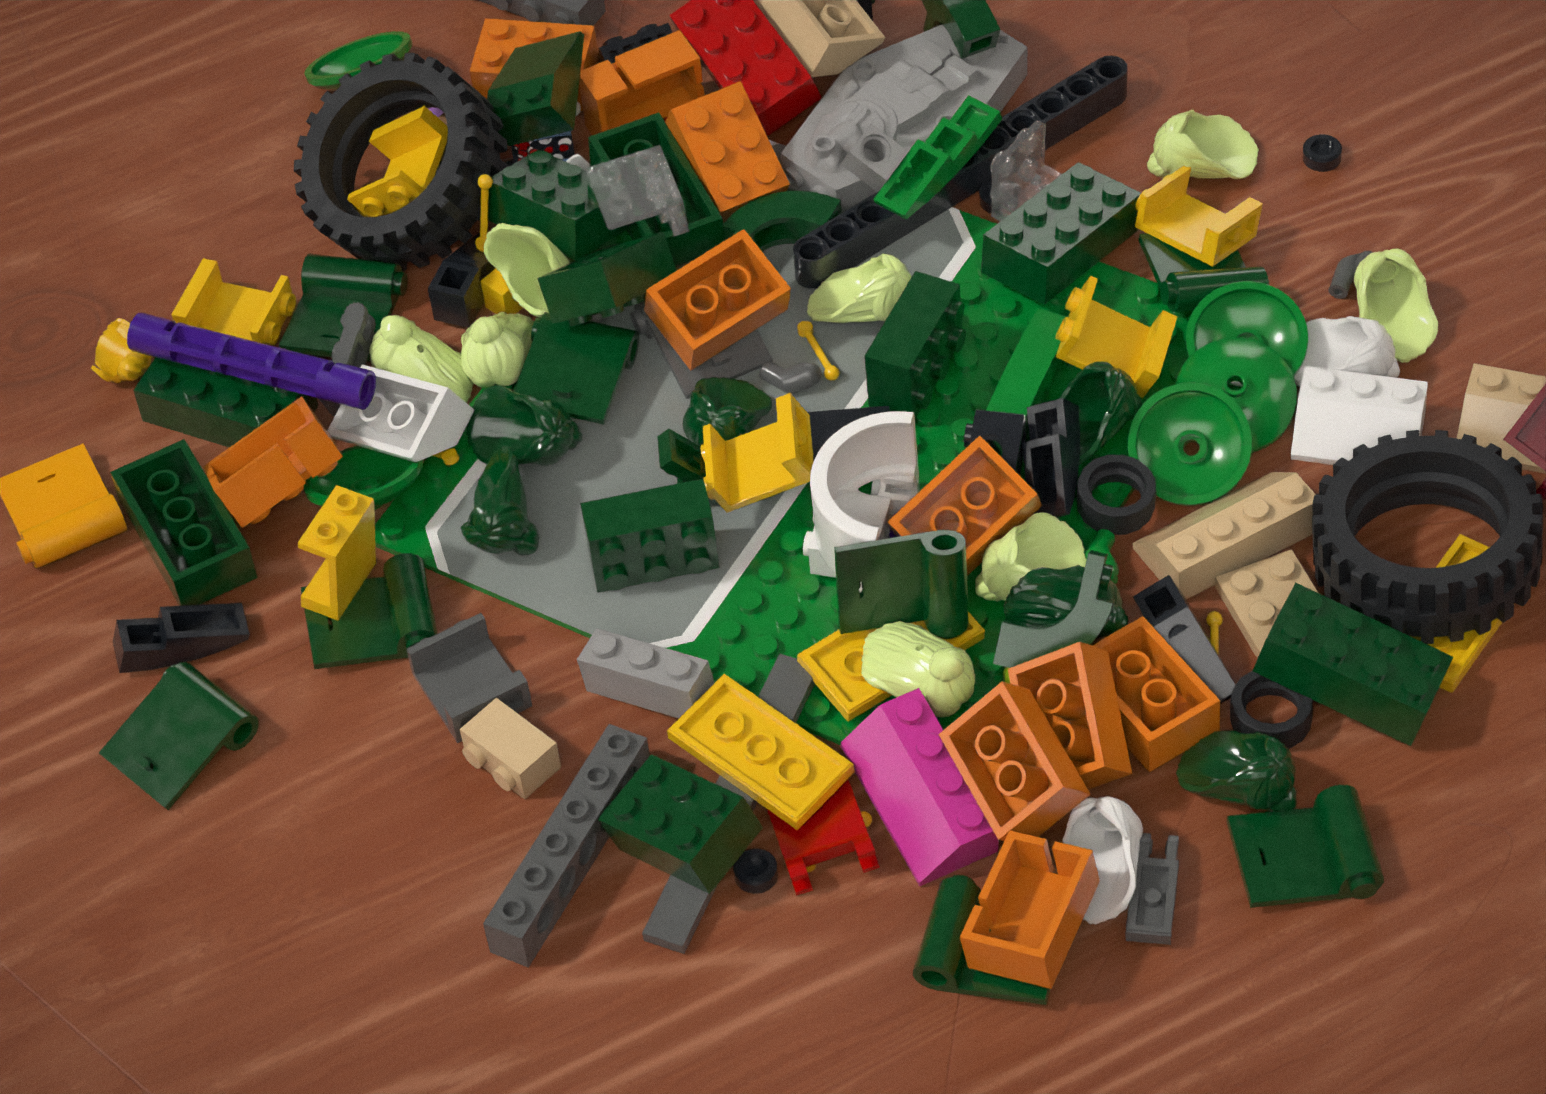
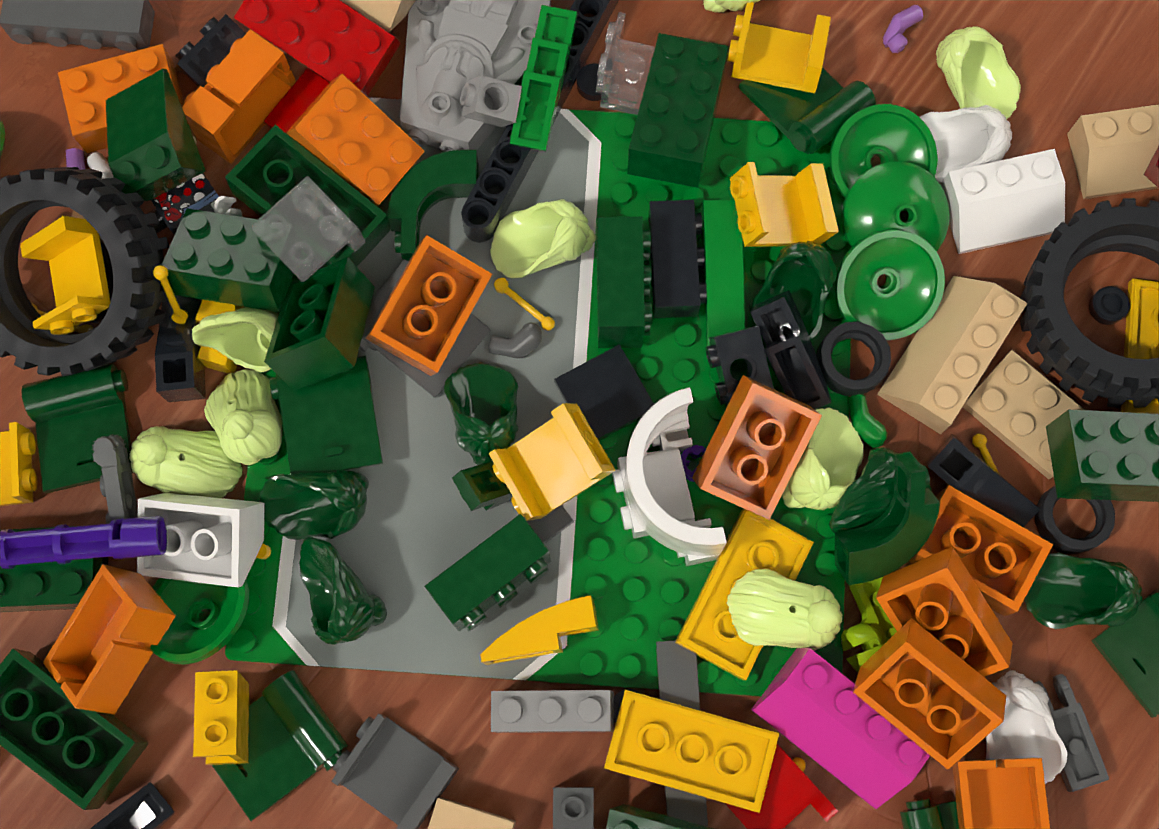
camera: 30 degrees left, 25 degrees up
(674, 608) = (543, 632): none -> yellow slope
(736, 527) = (551, 524): none -> dark grey tile
(905, 582) = (775, 536): dark green door -> none
(982, 352) = (676, 259): none -> black brick
(1332, 248) = (900, 22): none -> medium lavender arm
(1344, 274) = (919, 49): dark grey arm -> none
(1422, 549) = (1109, 305): none -> black tile

